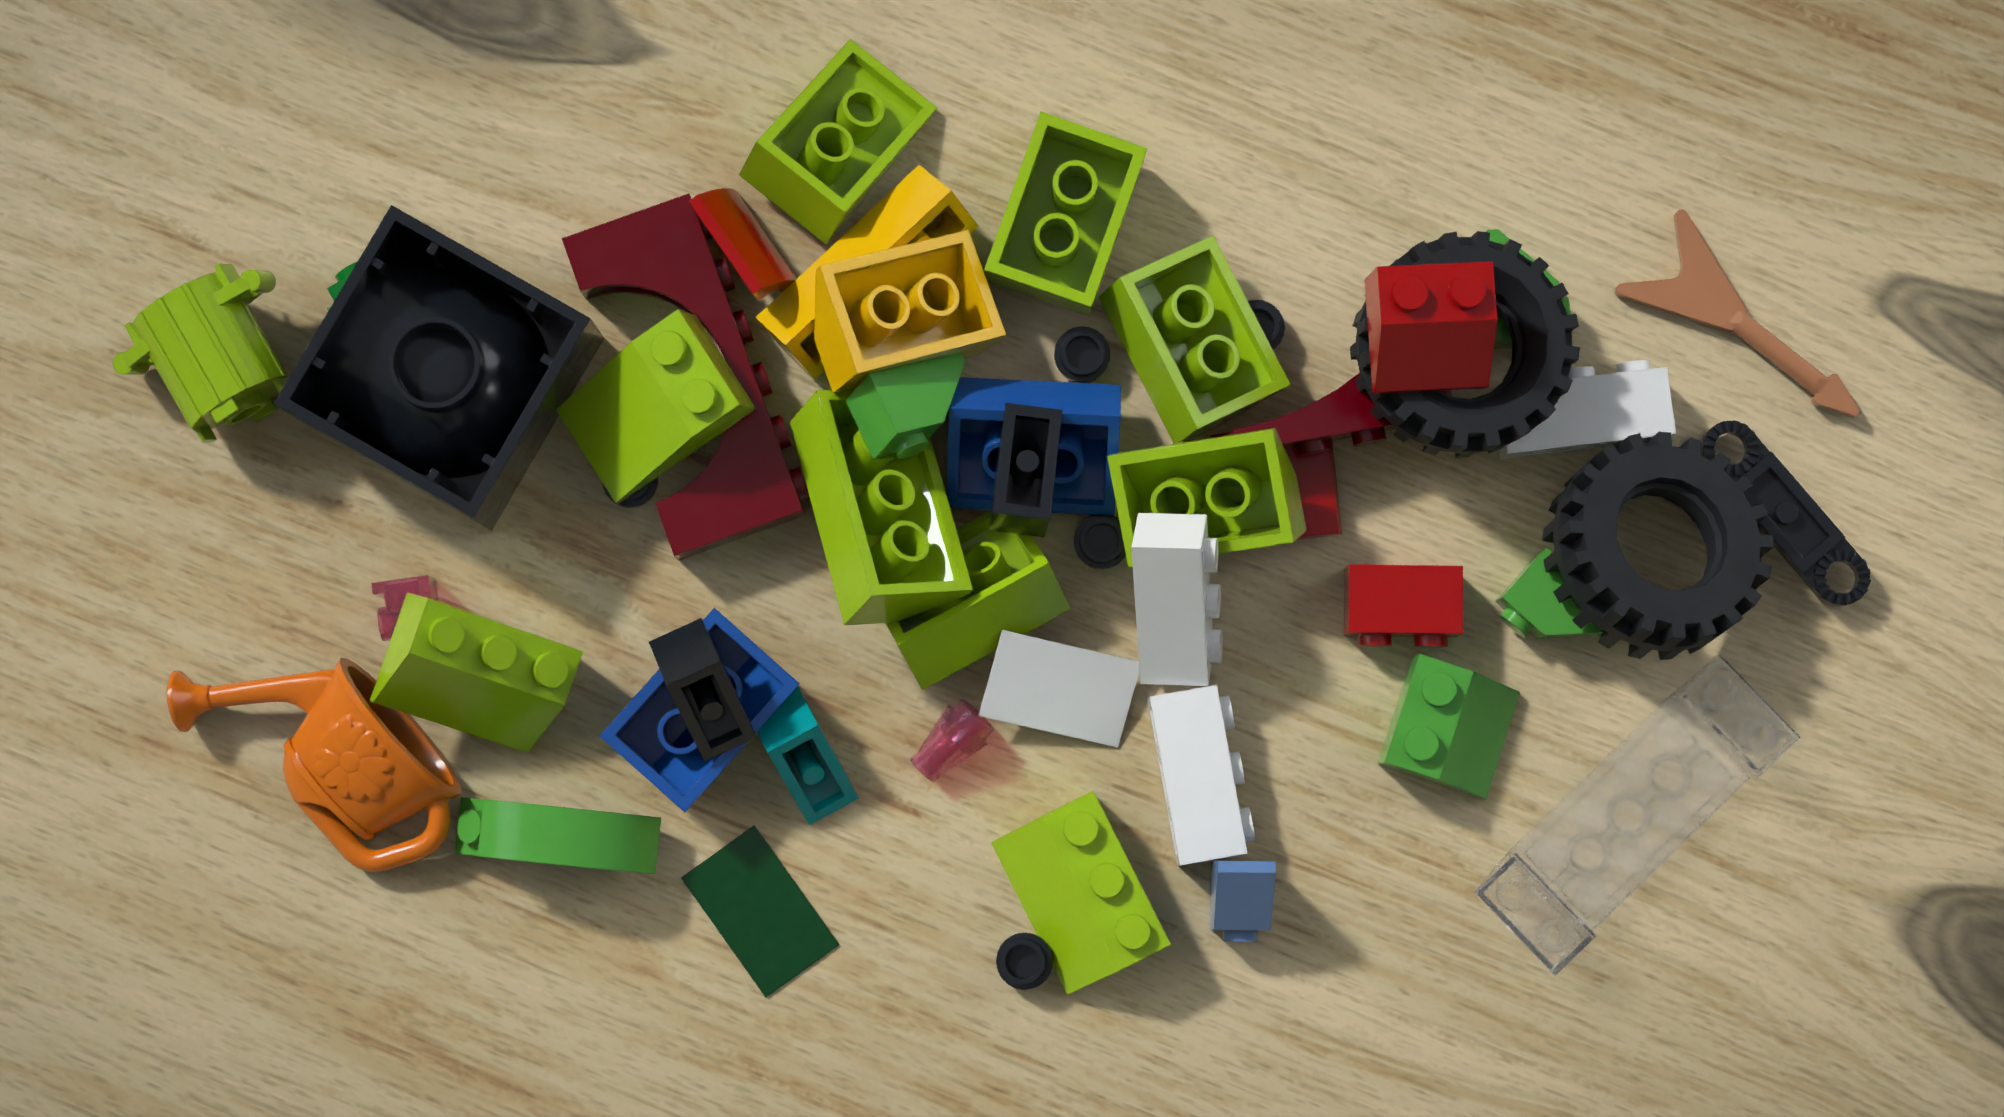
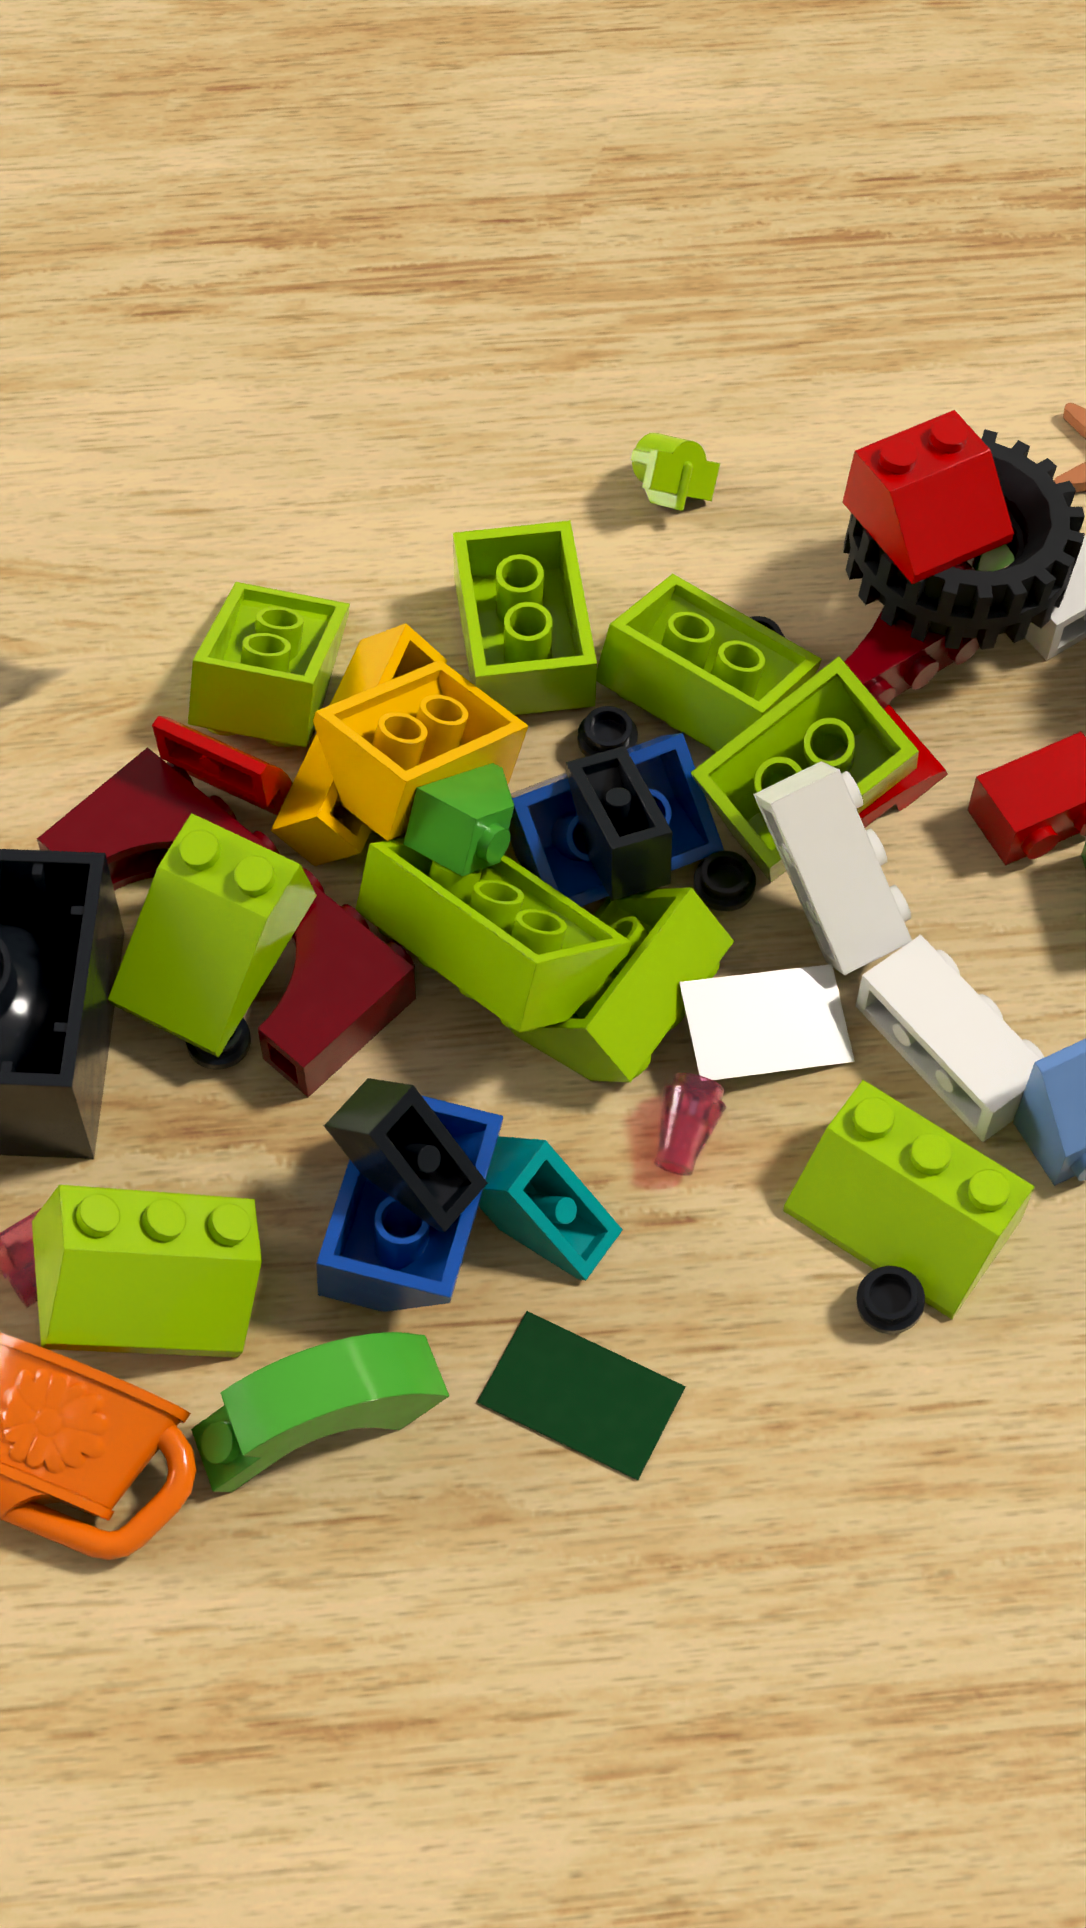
camera: 25 degrees left, 25 degrees down
(1281, 114) = (673, 470): none -> lime piece

